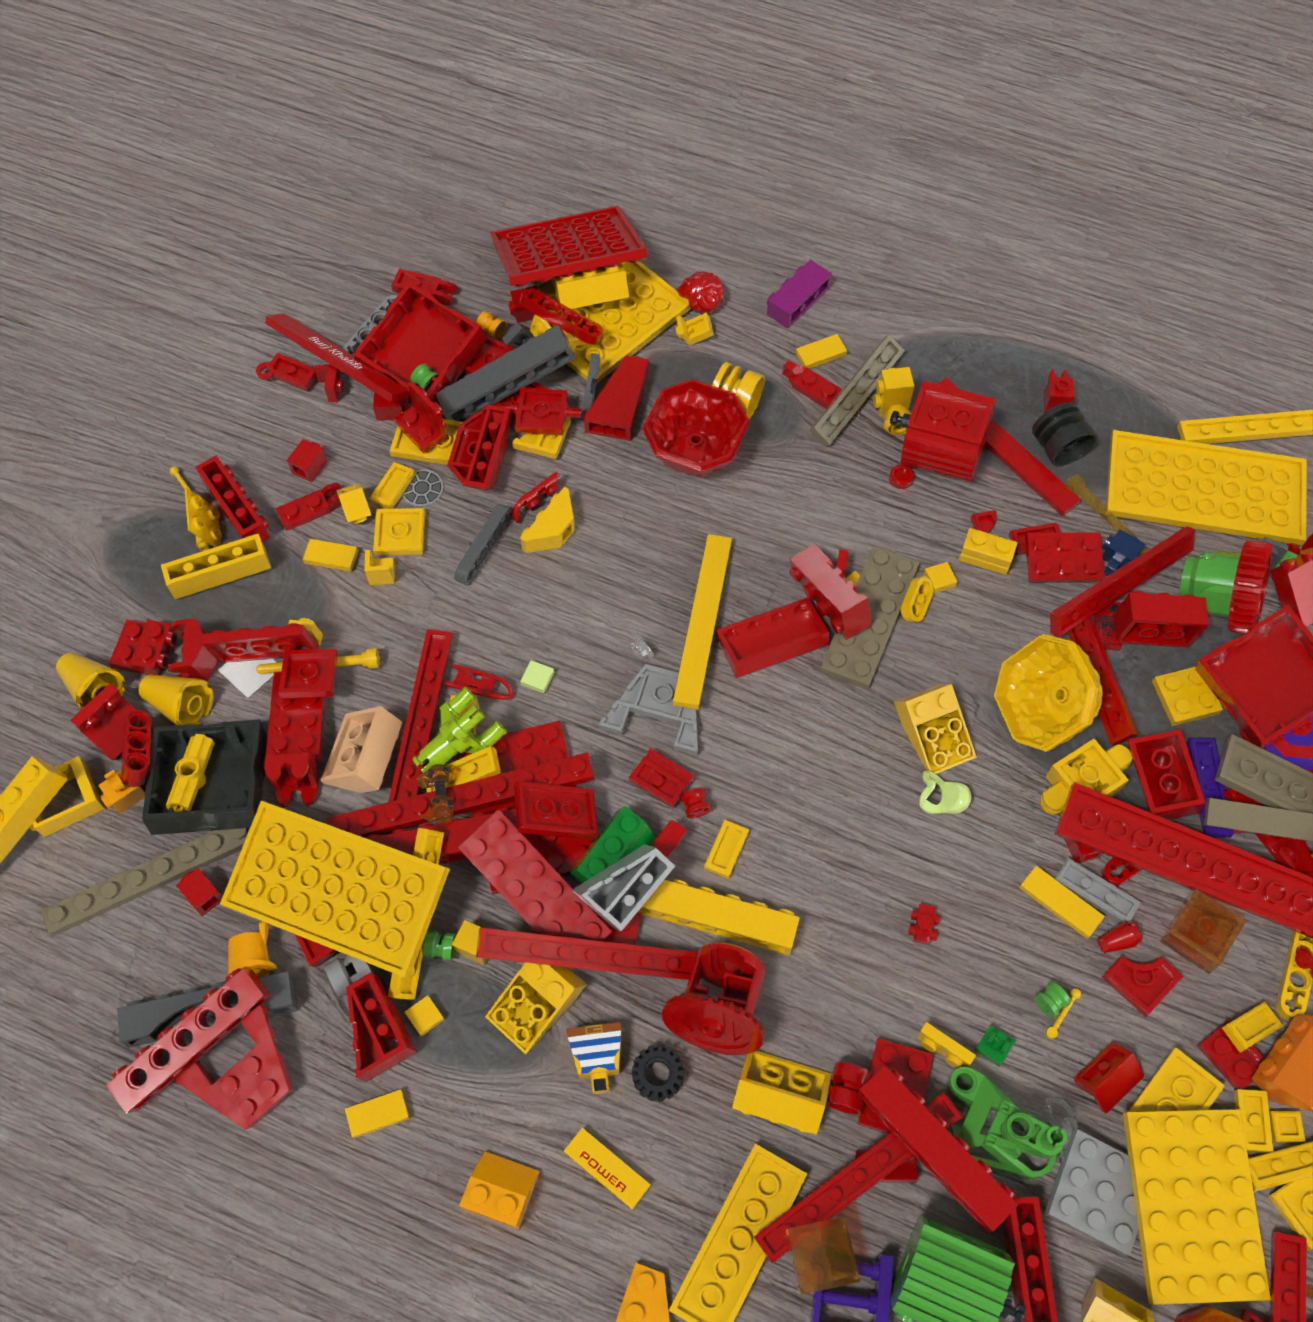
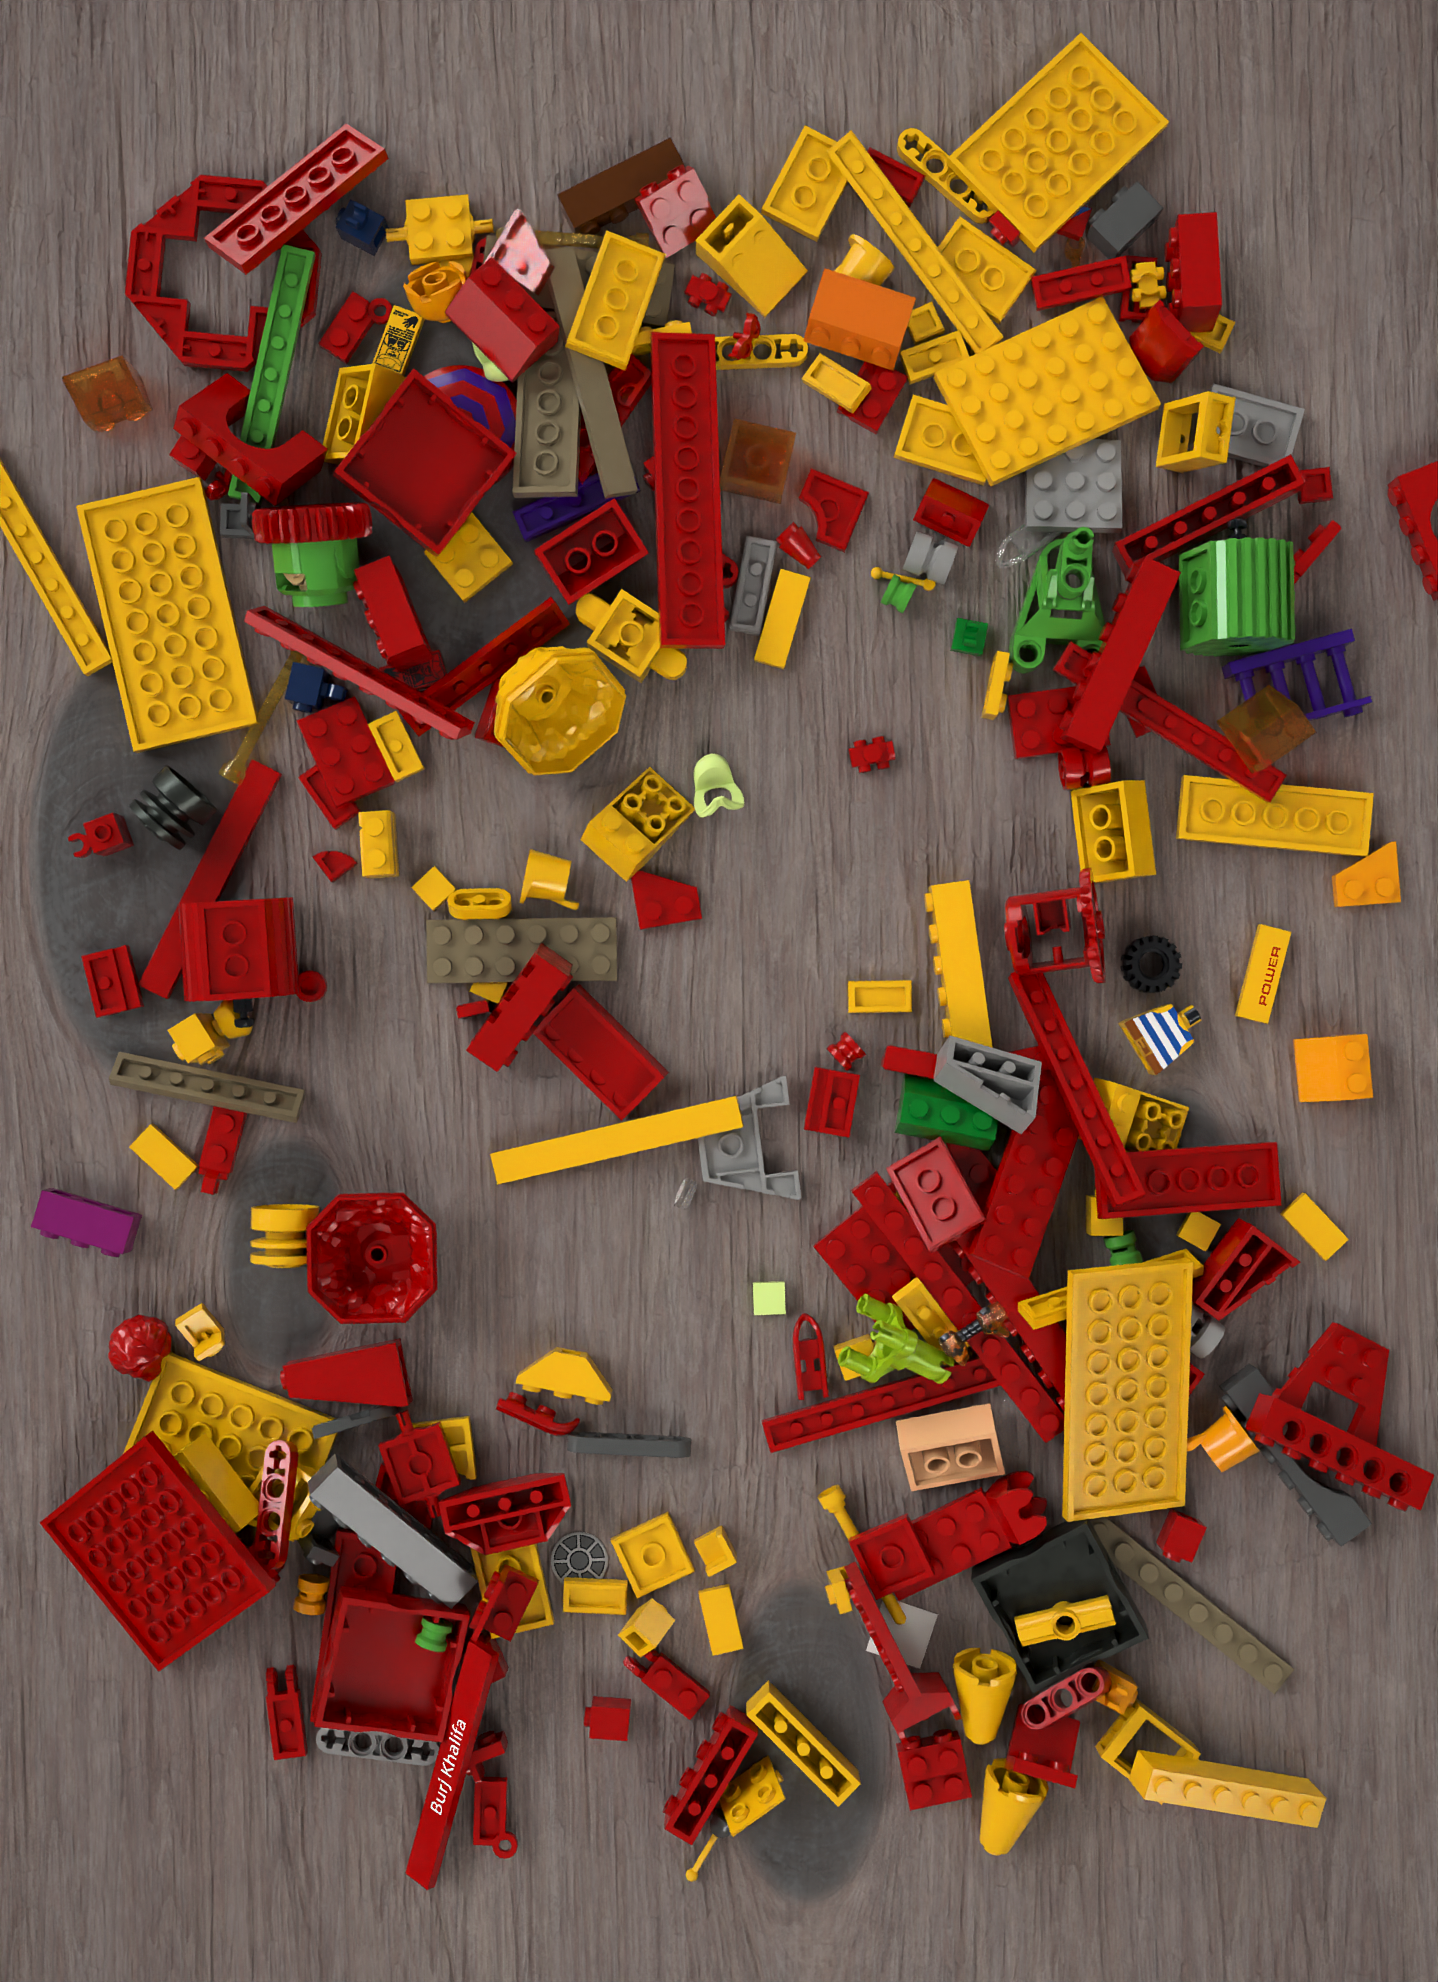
camera: 115 degrees left, 25 degrees up
(464, 1027) = (1199, 1180): none -> red plate
(867, 725) = (663, 901): none -> red wing
(919, 646) = (547, 879): none -> yellow hat
(954, 364) = (112, 981): none -> red plate
(1054, 590) = (396, 746): none -> yellow plate
(1076, 1036) = (930, 557): none -> light grey wheel

